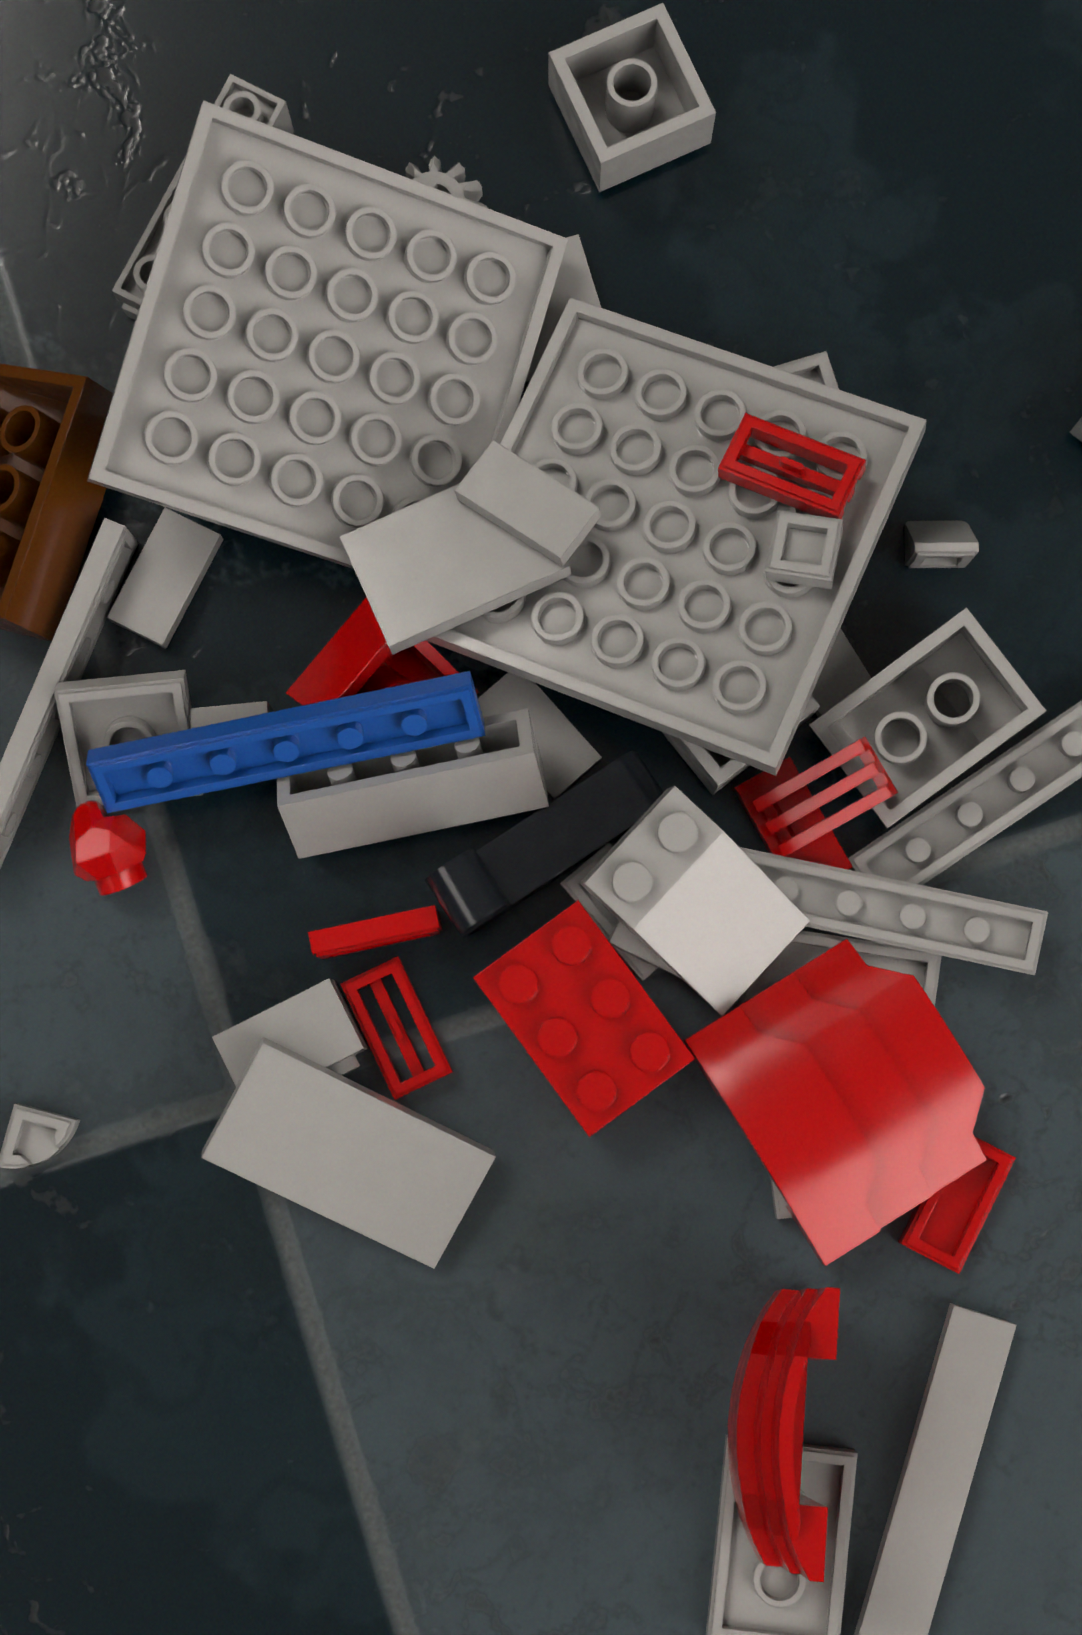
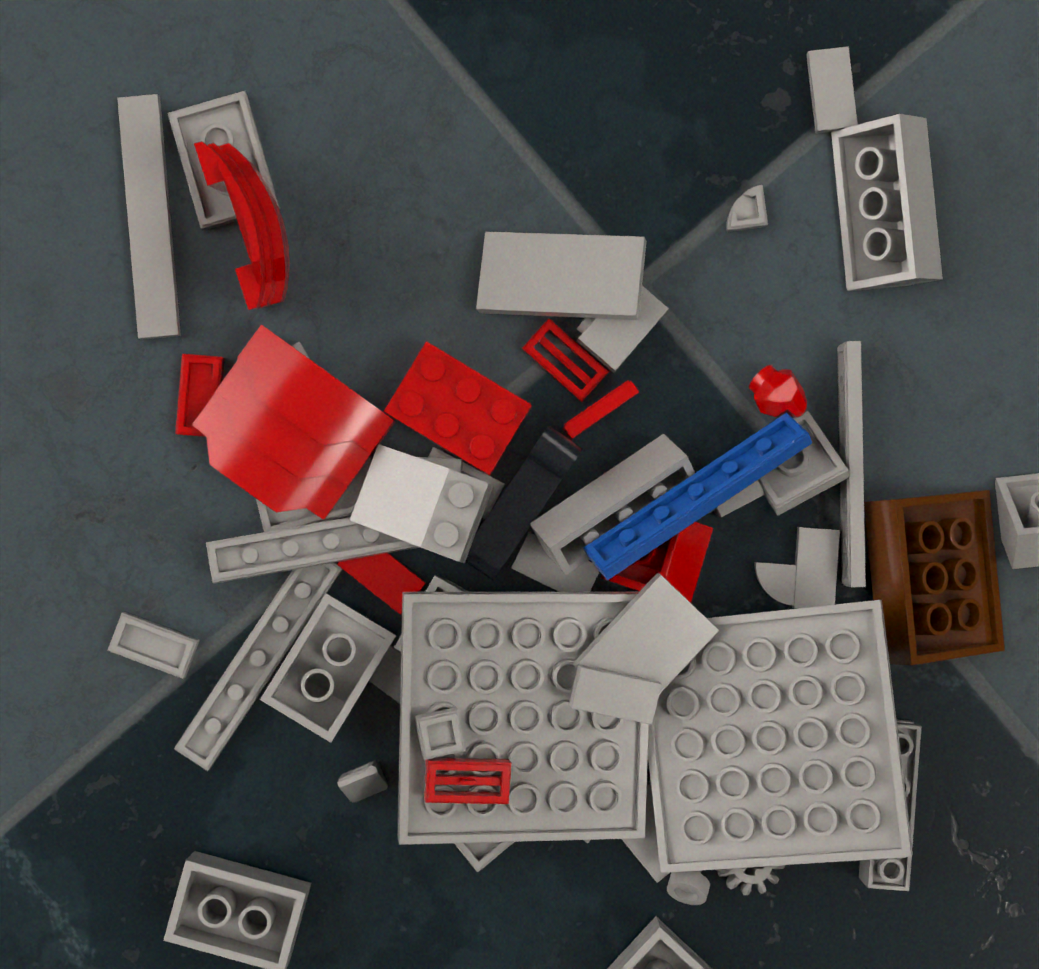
camera: 150 degrees right, 5 degrees up
(226, 583) = (777, 580): none -> light grey tile
(536, 206) = (688, 887): none -> light grey tile
(779, 822) = (389, 572): red tile -> none

